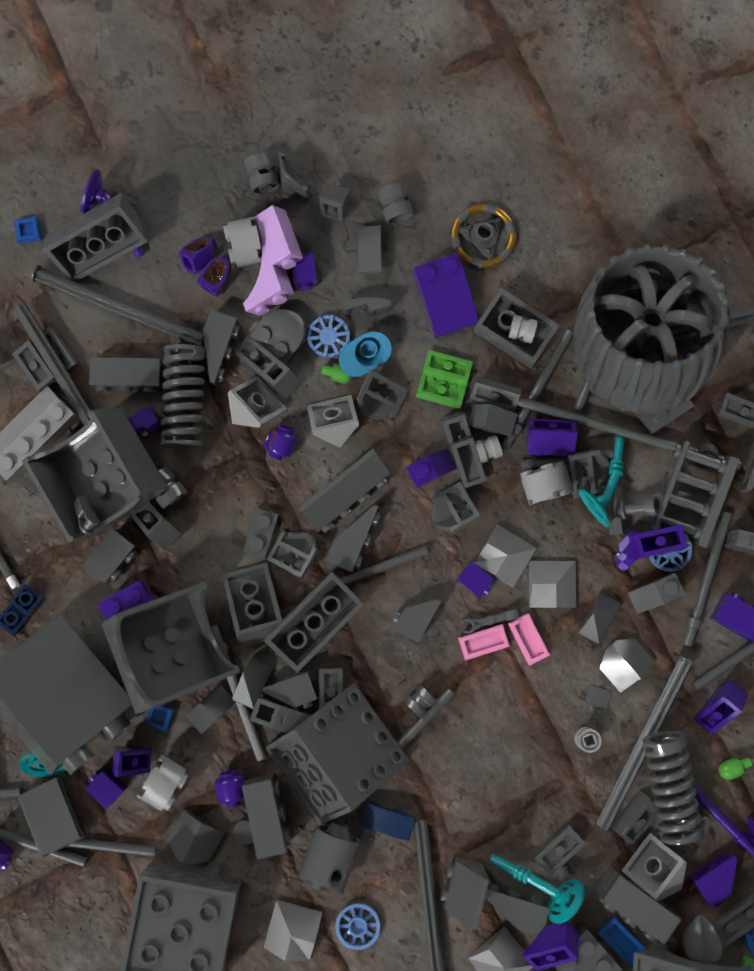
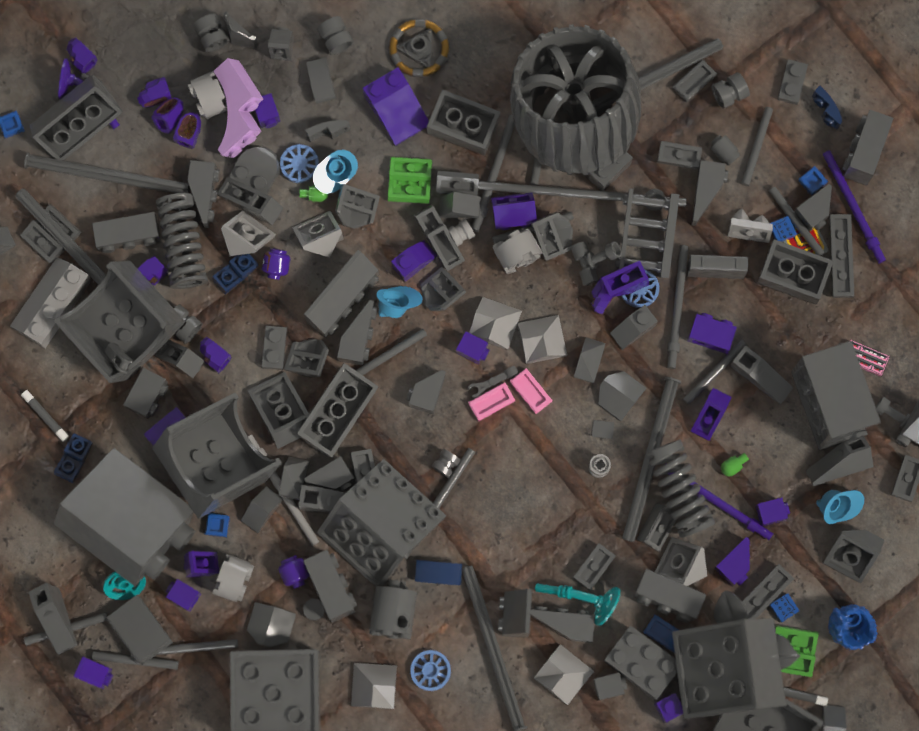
camera: 10 degrees left, 5 degrees down
(117, 171) = (81, 56): none -> dark purple rock
(188, 227) = (154, 93): none -> dark purple rock
(193, 529) = (214, 355): none -> dark purple rock
(234, 442) = (235, 272): none -> dark blue slope
(404, 510) = (396, 300): none -> dark azure piece
(523, 328) = (468, 120): light grey wheel -> none
(553, 946) = (602, 644): dark purple slope -> none
(598, 504) = (566, 260): teal dish -> none

